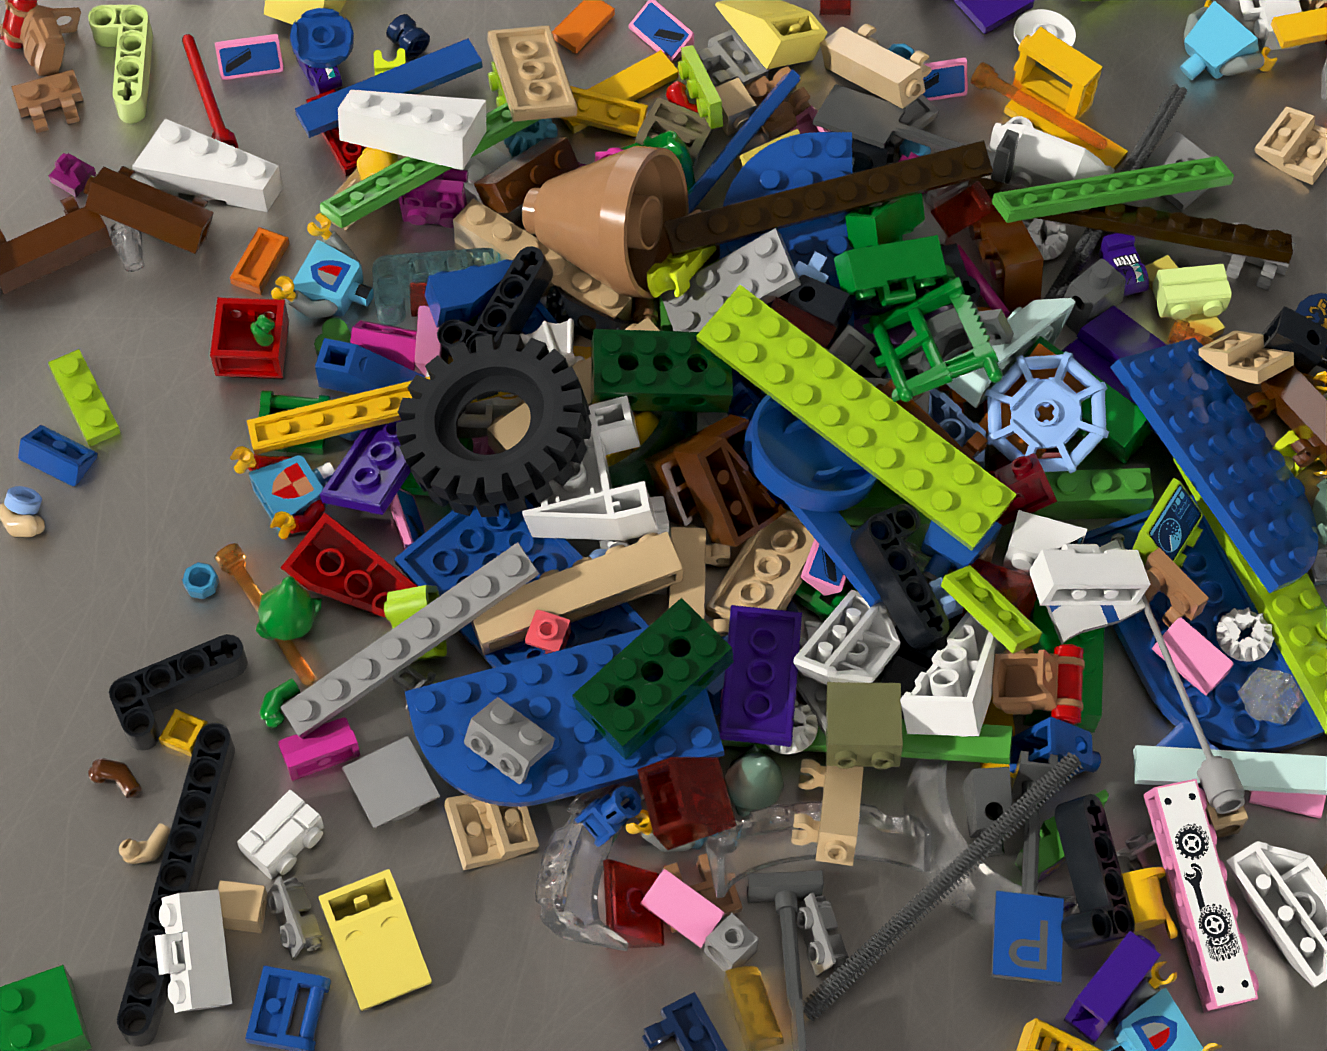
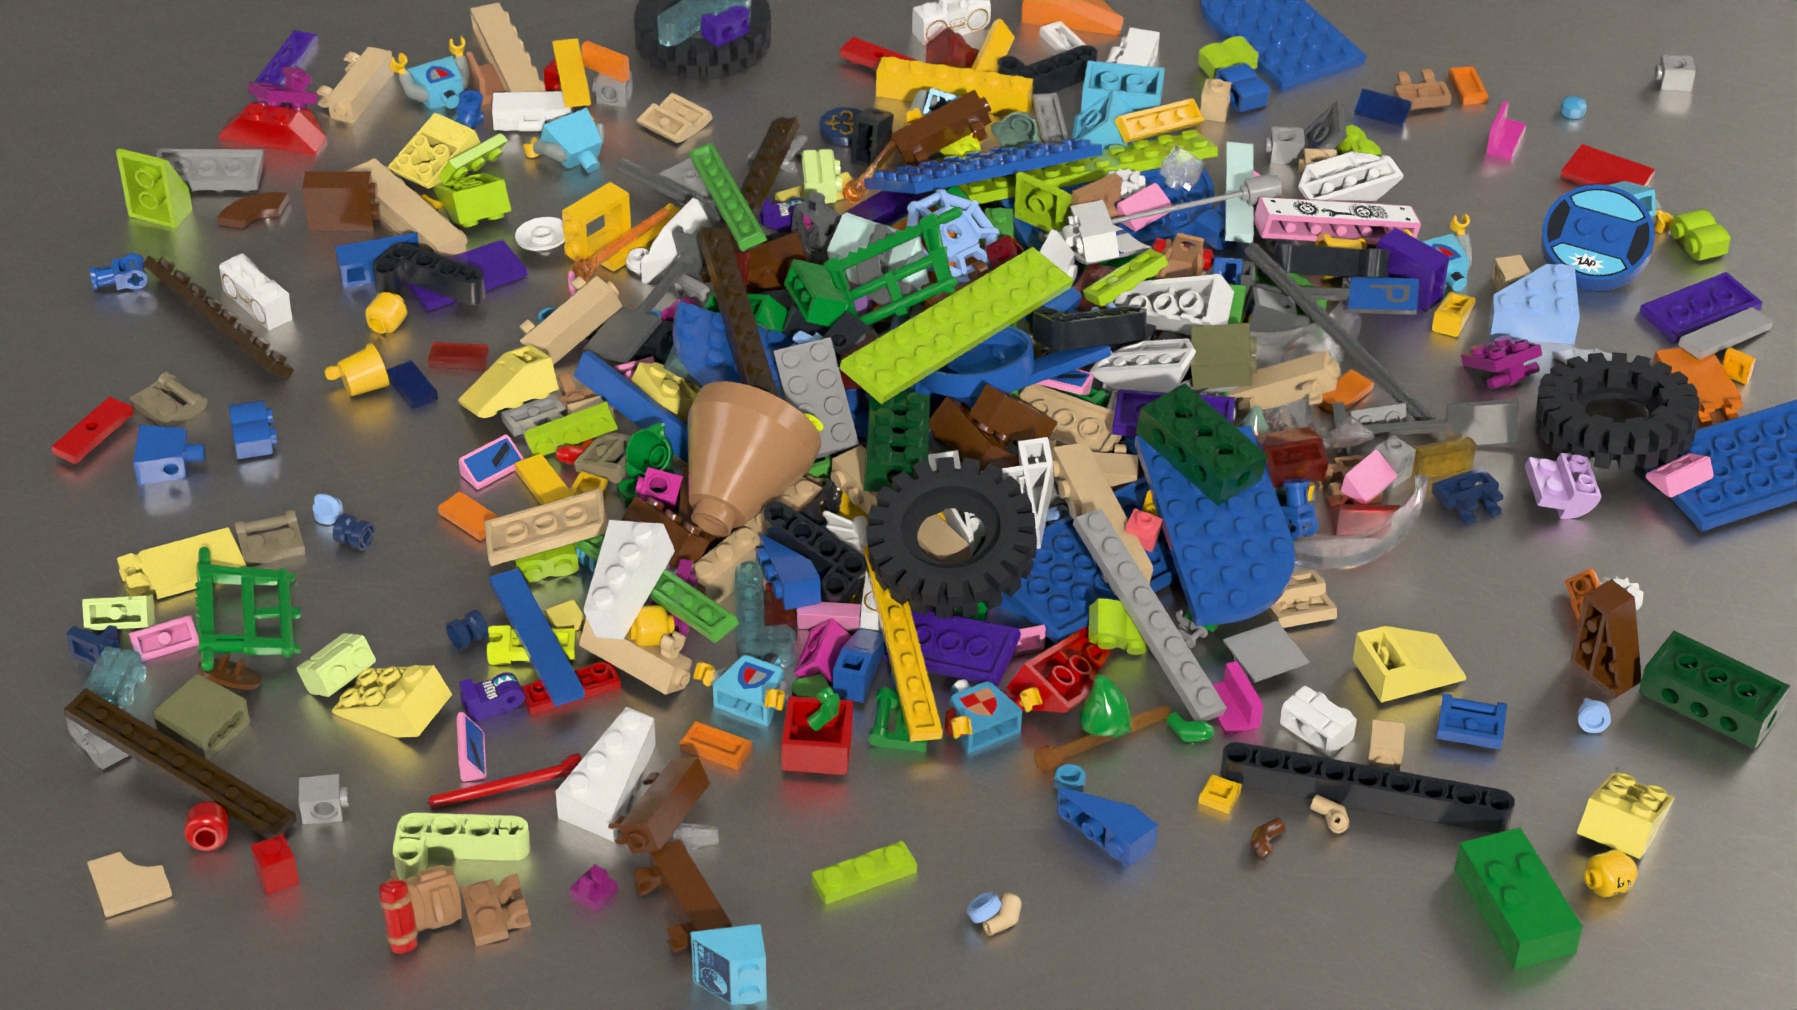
camera: 85 degrees left, 20 degrees down
(56, 455) = (928, 891): blue slope -> none
(126, 621) = (1113, 825): none -> blue slope
(180, 687) = (1189, 816): black beam -> none
(194, 951) = (1437, 758): white piece -> none
(287, 901) = (1404, 711): light grey hinge -> none
(322, 38) = (473, 675): blue tile -> none
(507, 739) = (1250, 541): light grey bracket -> none
(870, 896) = (1349, 389): none -> orange tile
(1245, 357) = (892, 148): tan slope -> none

